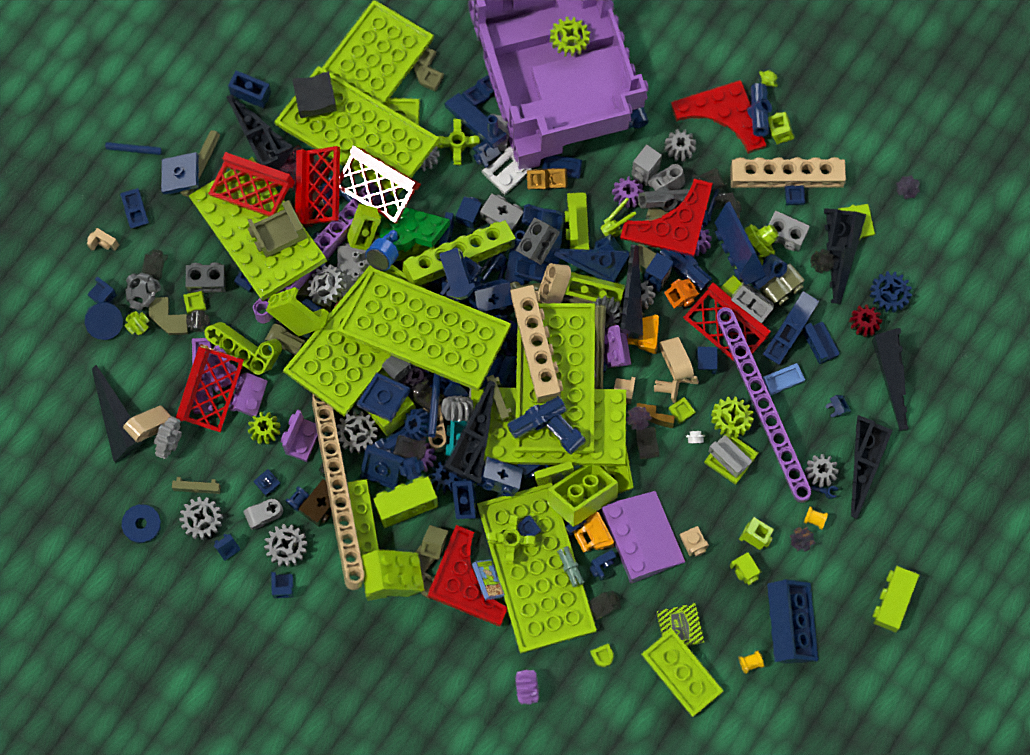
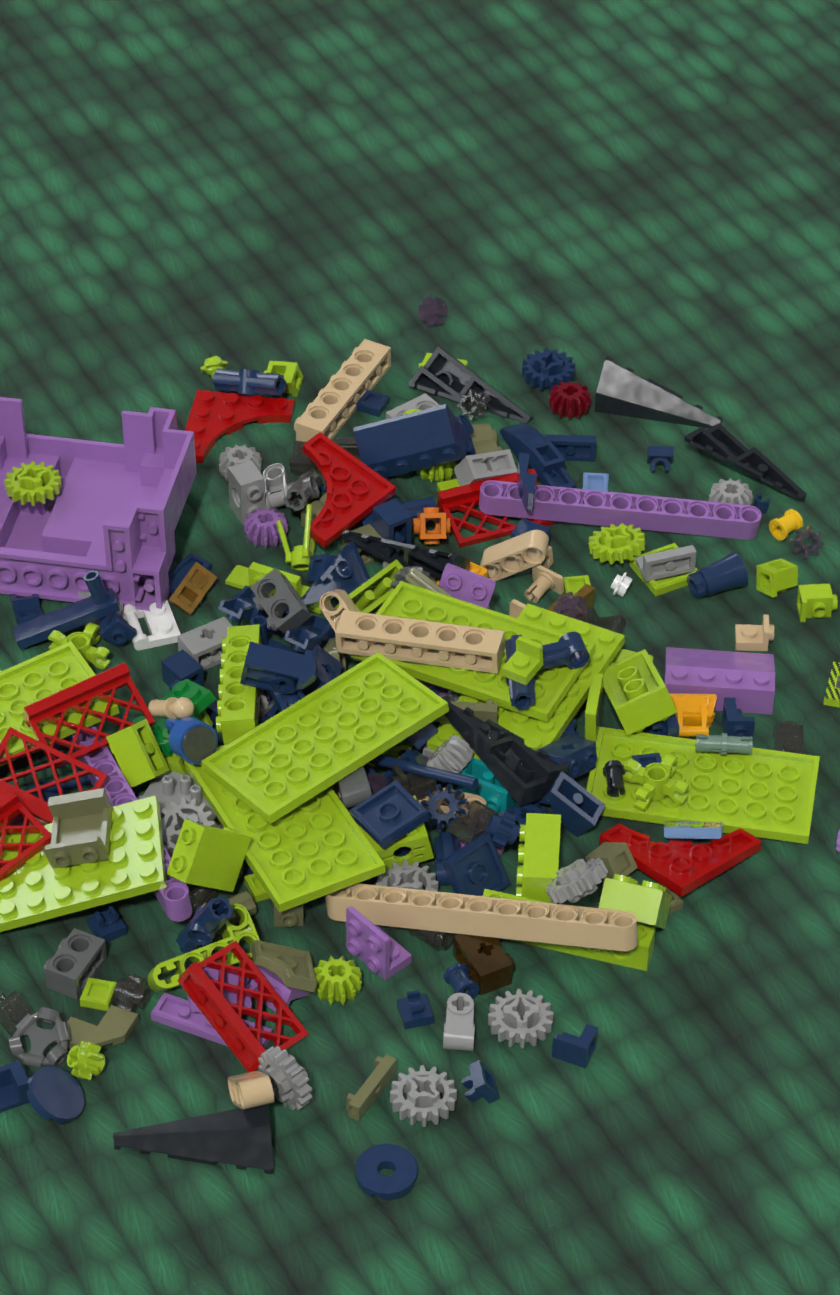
camera: 65 degrees left, 30 degrees down
(251, 336) = (204, 924): none -> dark blue piece
(255, 395) = (288, 963): none -> olive tile
(374, 533) = (576, 880): none -> light grey gear
(404, 227) = (172, 708): none -> tan pin
(503, 513) = (614, 774): none -> black pin
(532, 418) = (524, 662): none -> lime bracket
(732, 339) = (526, 481): none -> dark blue slope
(734, 495) = (718, 576): none -> dark blue plant

